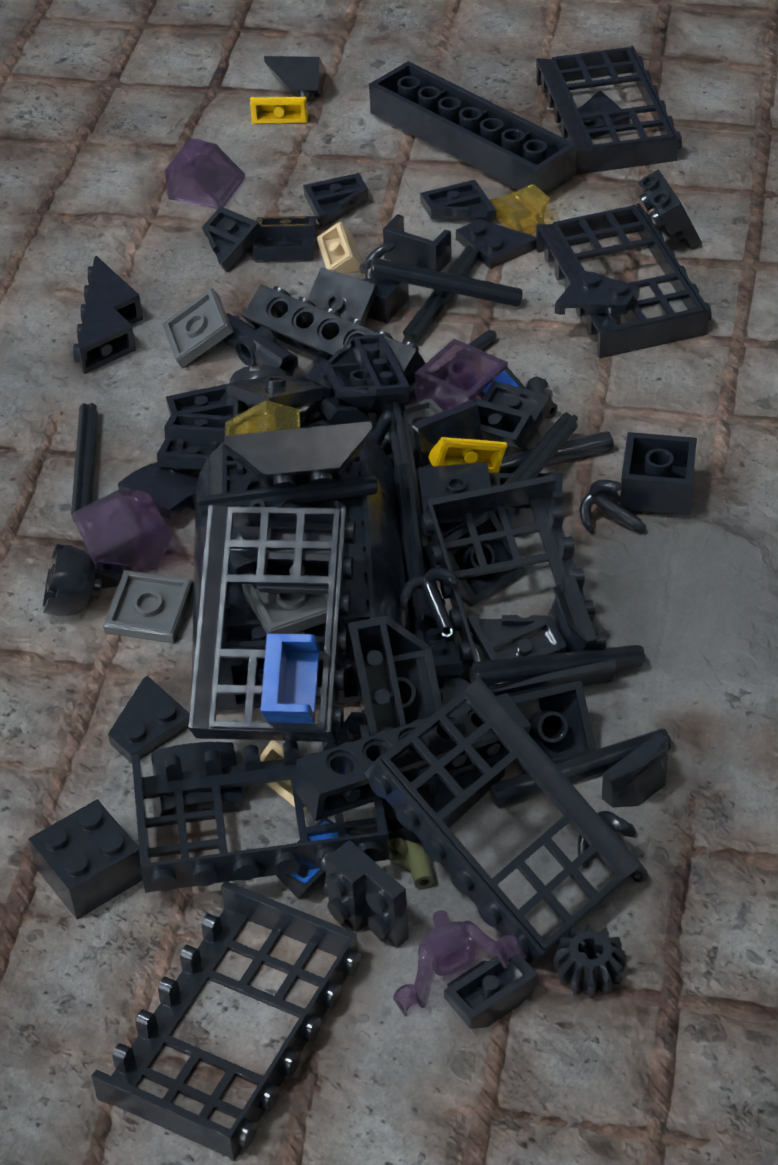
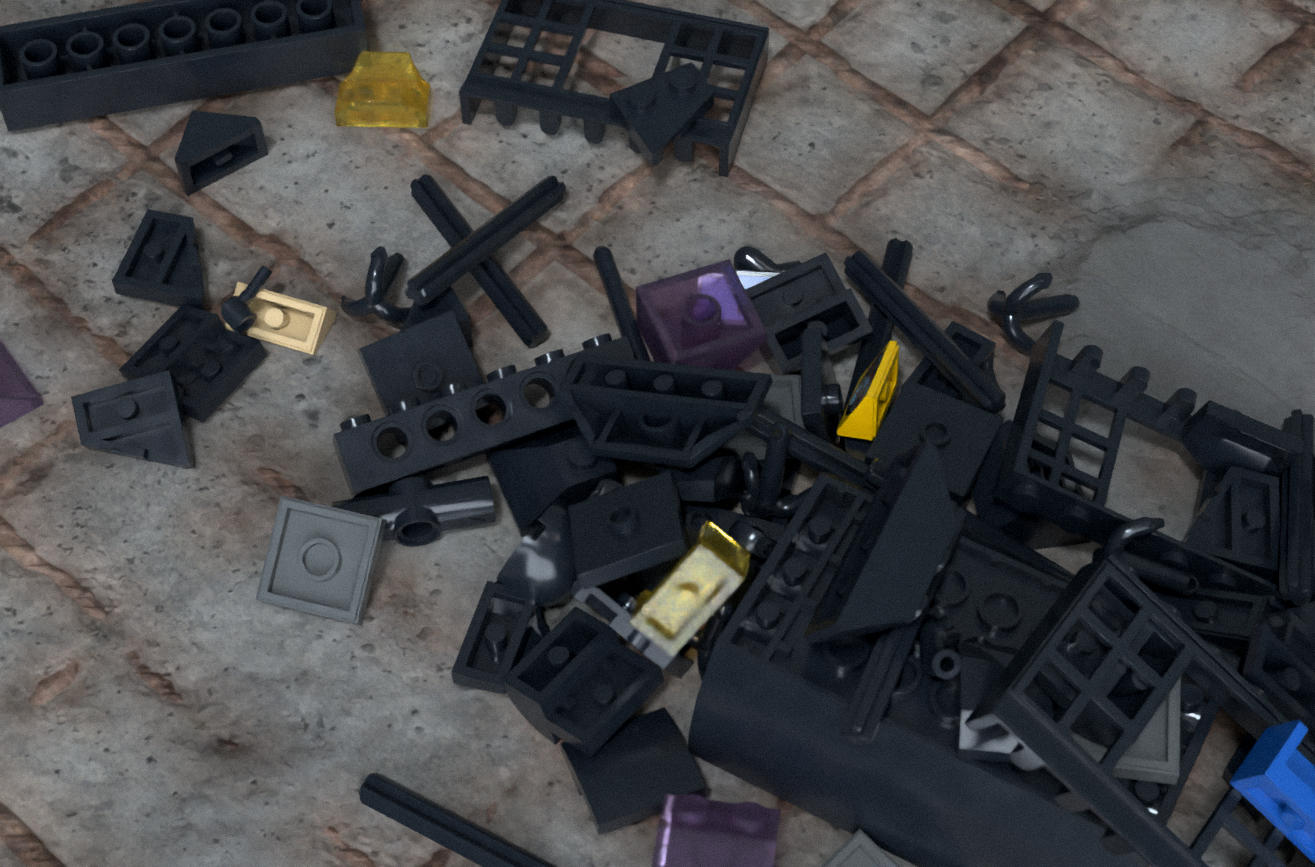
camera: 60 degrees left, 10 degrees up
(106, 318) = (167, 655): black slope -> none
(323, 228) = (236, 309): none -> black hand
(415, 249) = (350, 245): black panel -> none
(417, 172) = (217, 147): none -> black slope
(459, 202) = (310, 143): black wing -> none
(495, 242) = (415, 150): black wing -> none
(658, 473) = (1019, 229): black brick -> none

